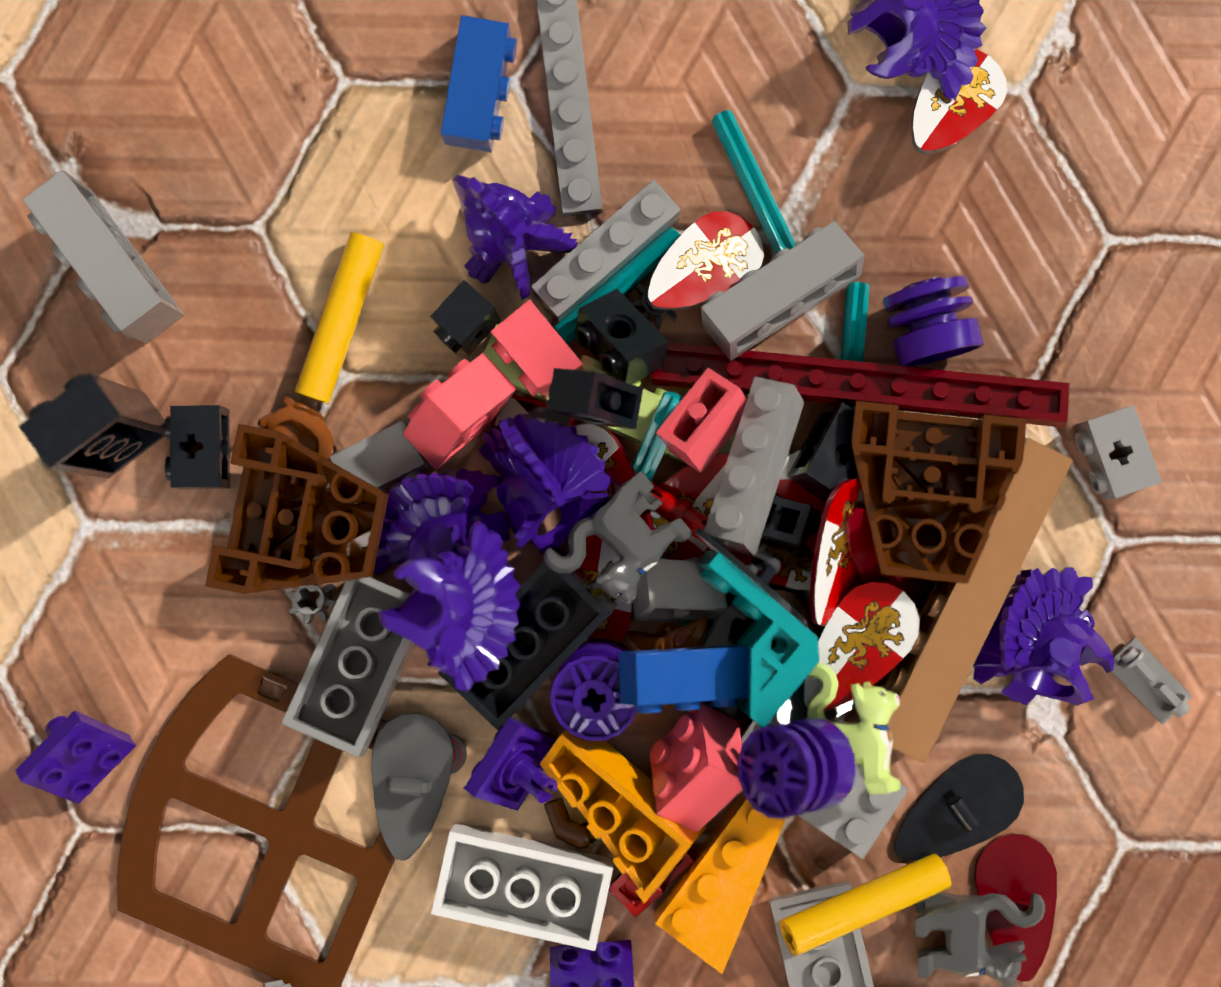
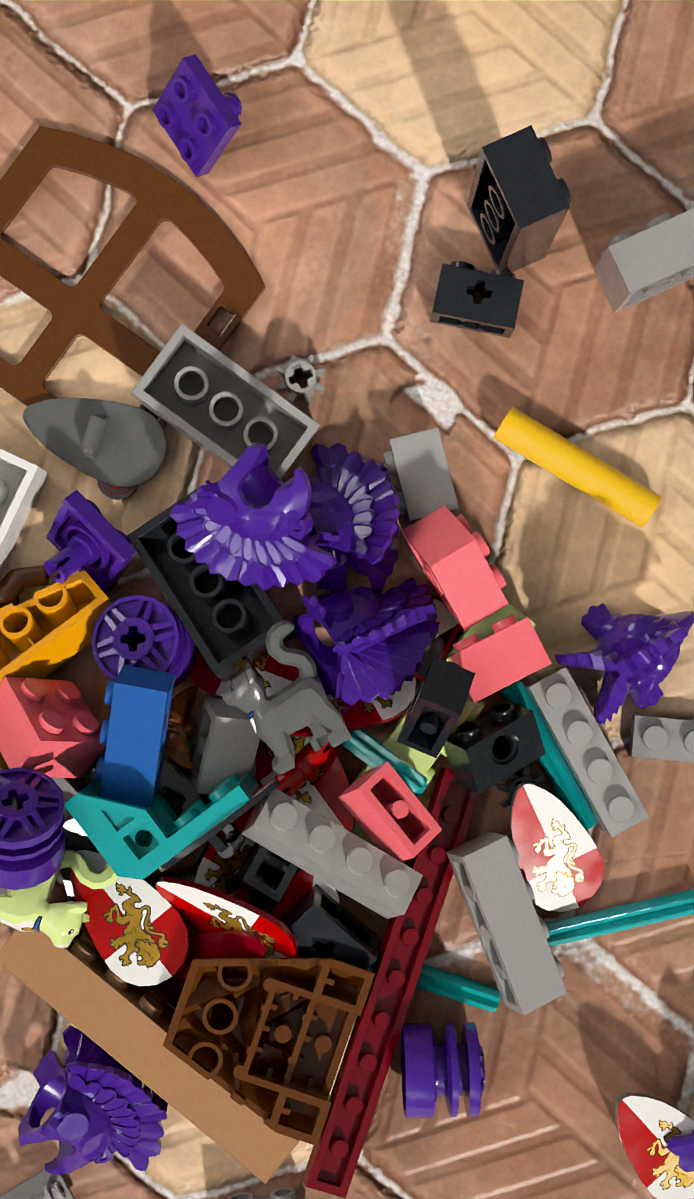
camera: 90 degrees right, 0 degrees up
(295, 519) = (382, 380): reddish brown wedge -> none
(301, 425) = (465, 401): dark orange hat -> none
(464, 319) = (547, 592): black brick -> none

